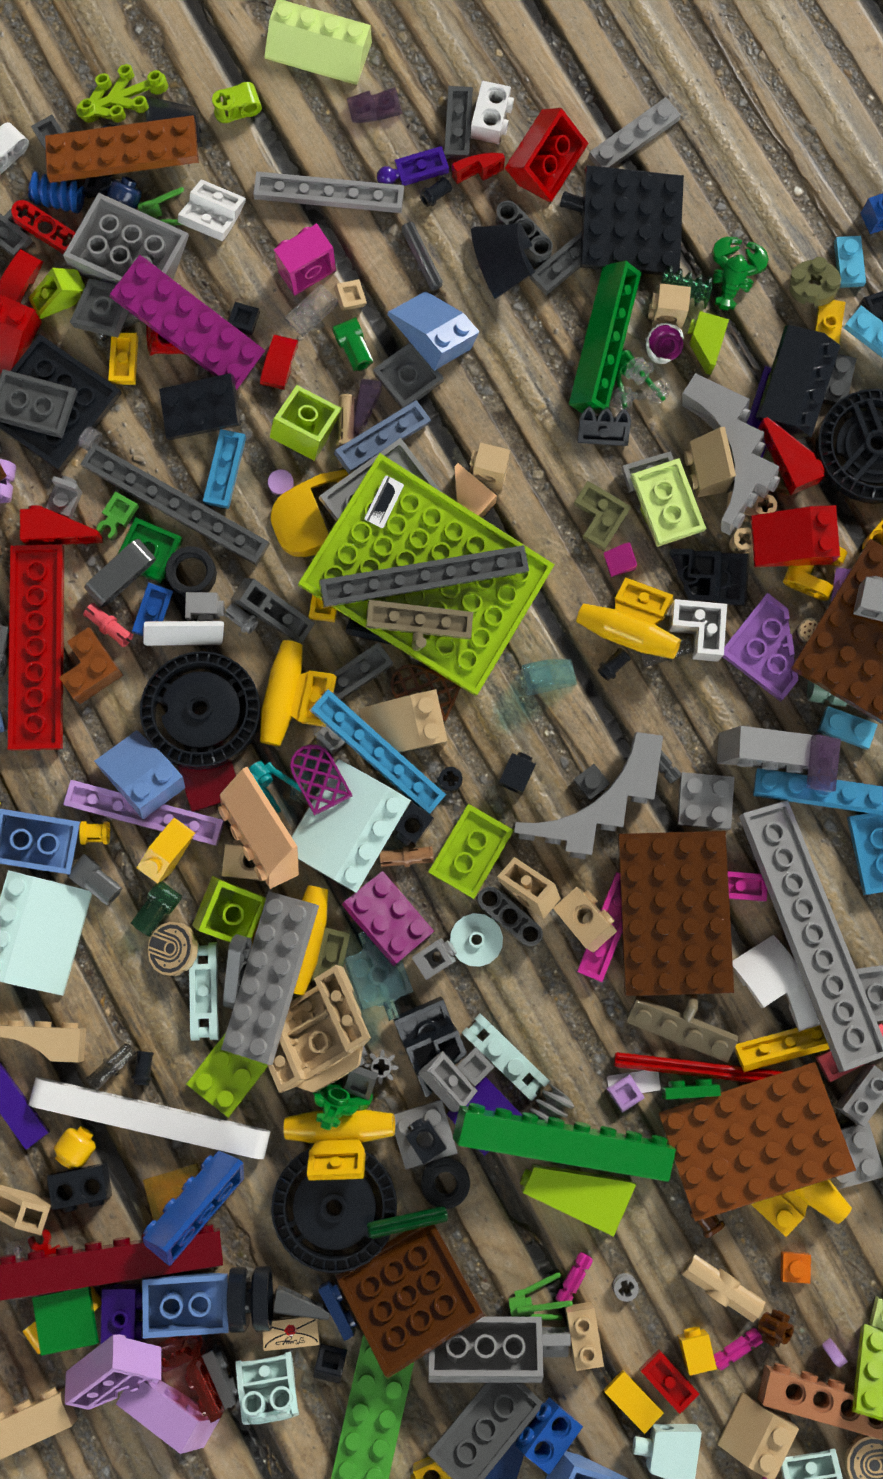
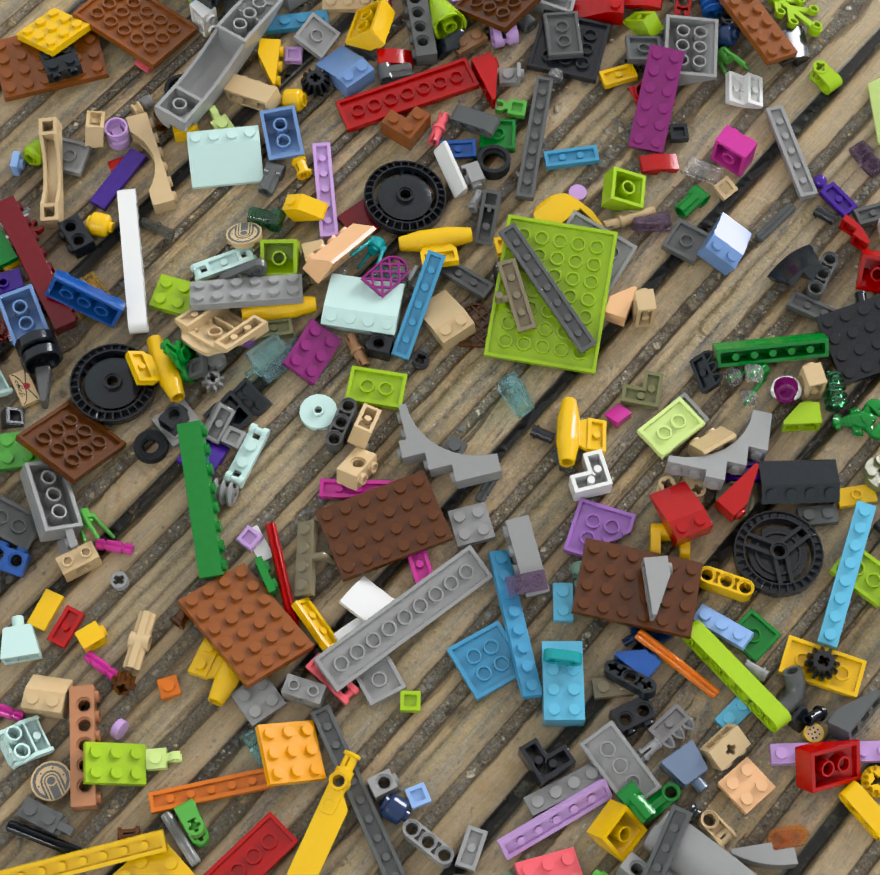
camera: 70 degrees right, 15 degrees down
(141, 774) = (347, 178): medium blue slope -> none
(143, 1068) = (162, 246): black pin -> none
(200, 406) = (605, 128): black plate -> none
(343, 1319) = (51, 403): dark blue plate -> none
(377, 438) = (646, 245): sand blue plate -> none
(384, 501) = (586, 246): sticker -> none
(407, 1222) = (117, 426): dark green axle -> none
(425, 958) = (295, 387): light grey brick -> none
(517, 773) = (440, 397): black brick -> none
(583, 1195) = (170, 531): lime slope -> none
(713, 575) = (632, 477): black slope -> none

